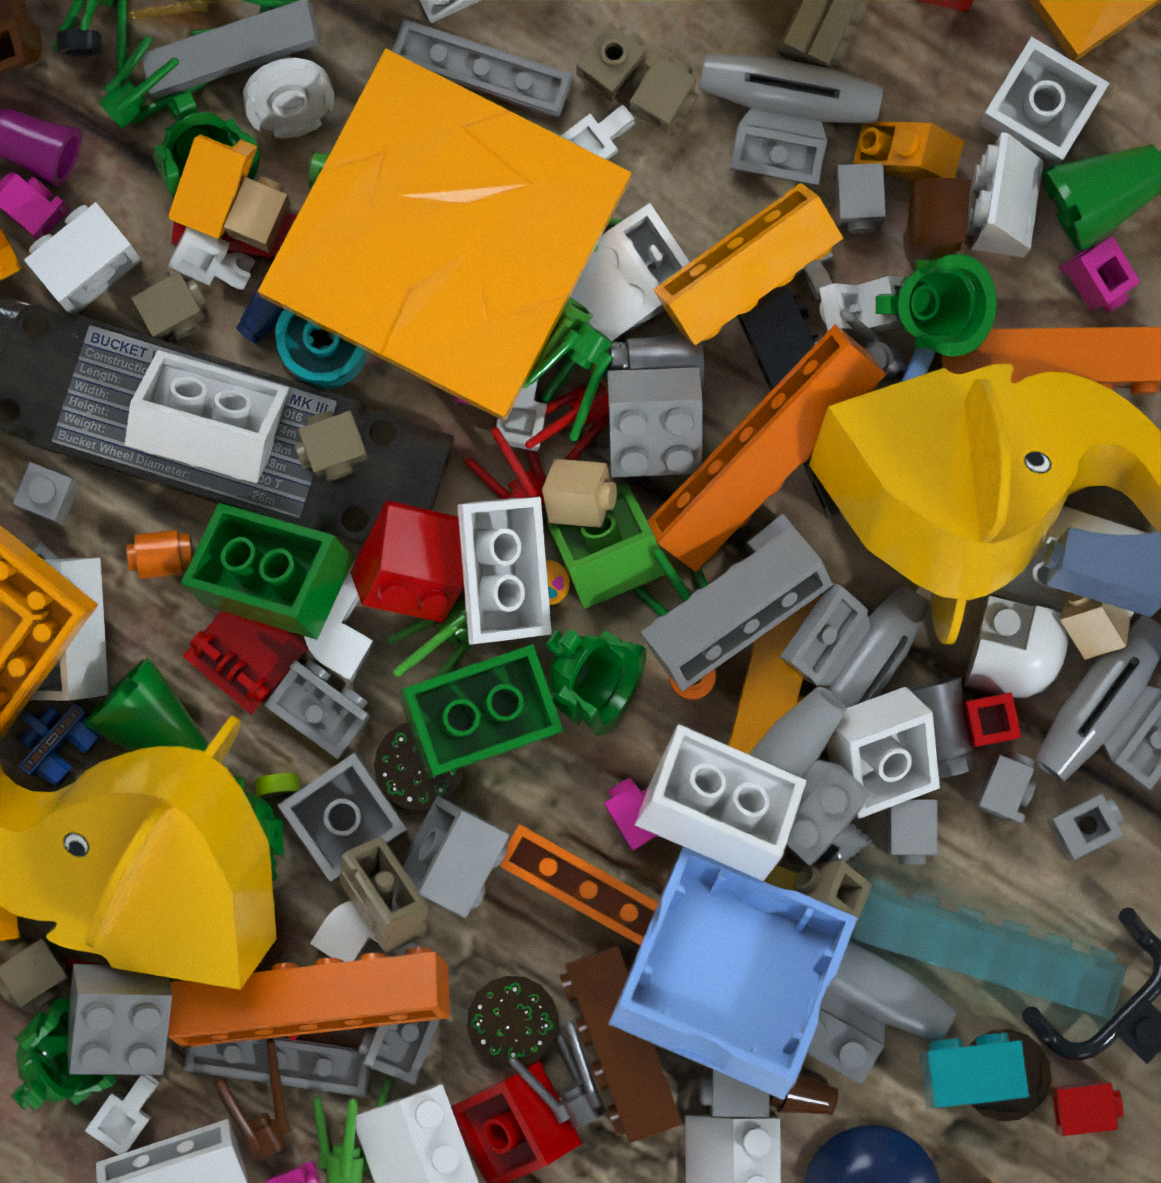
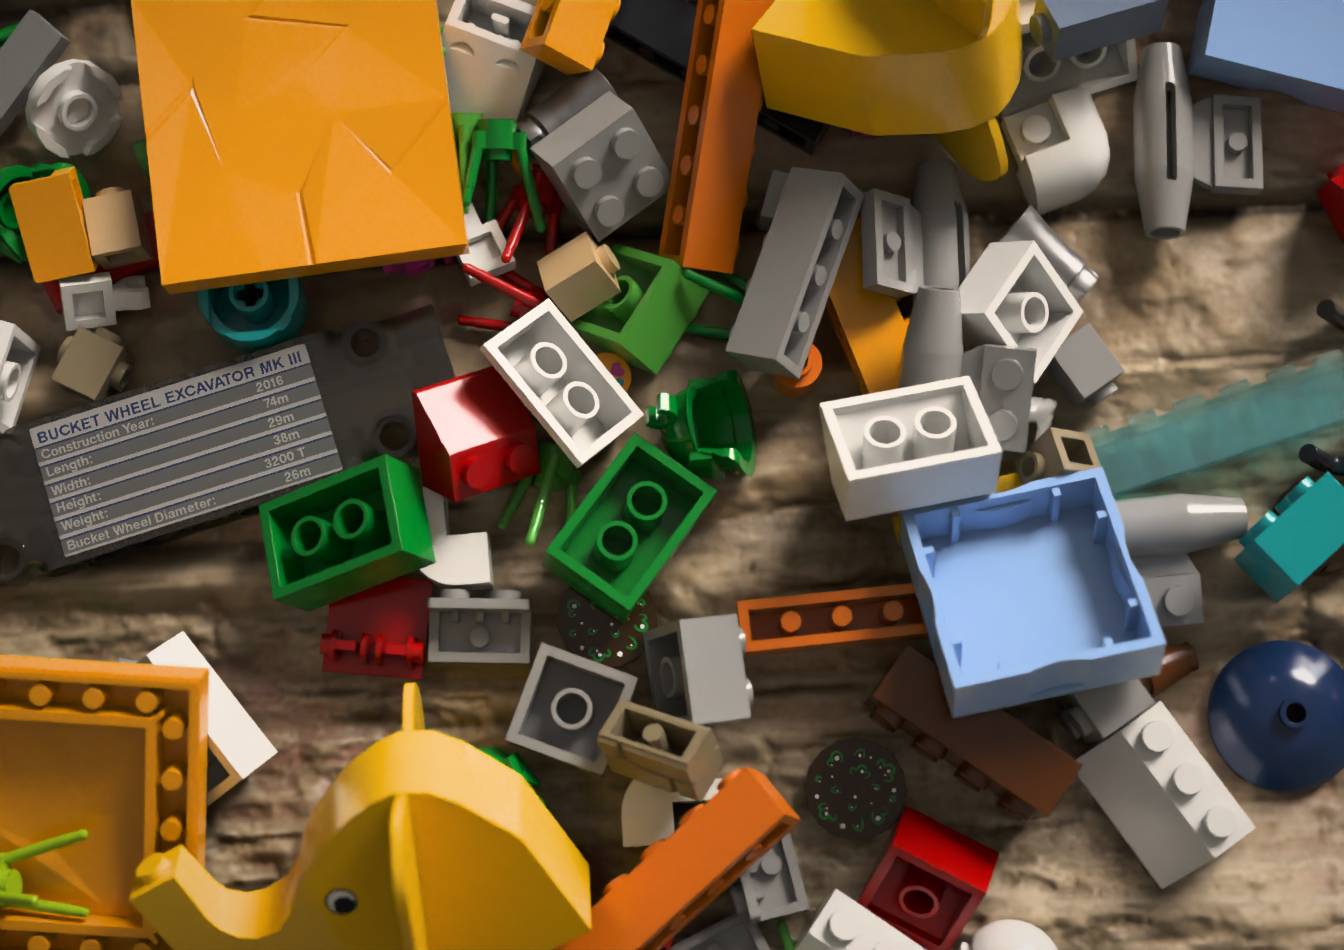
camera: 35 degrees left, 5 degrees down
(45, 758) = (257, 852): blue hips -> none
(46, 494) = (93, 610): light grey brick -> none
(145, 713) = (319, 743): green cone -> none
(160, 554) = (237, 592): orange brick -> none
(205, 416) = (192, 435): white slope -> none
(258, 318) = (182, 318): dark blue cone -> none
(277, 785) = (491, 725): lime tile -> none
(330, 445) = (326, 380): dark tan brick -> none
(580, 1099) = (970, 813): flat silver plant -> none
(624, 810) = (826, 527): dark pink brick -> none
(991, 720) = (1085, 220): red brick -> none
(1007, 787) = (1138, 274): light grey brick -> none
(1094, 625) = (1110, 77): tan brick -> none
(1106, 821) = (1222, 277): light grey brick -> none

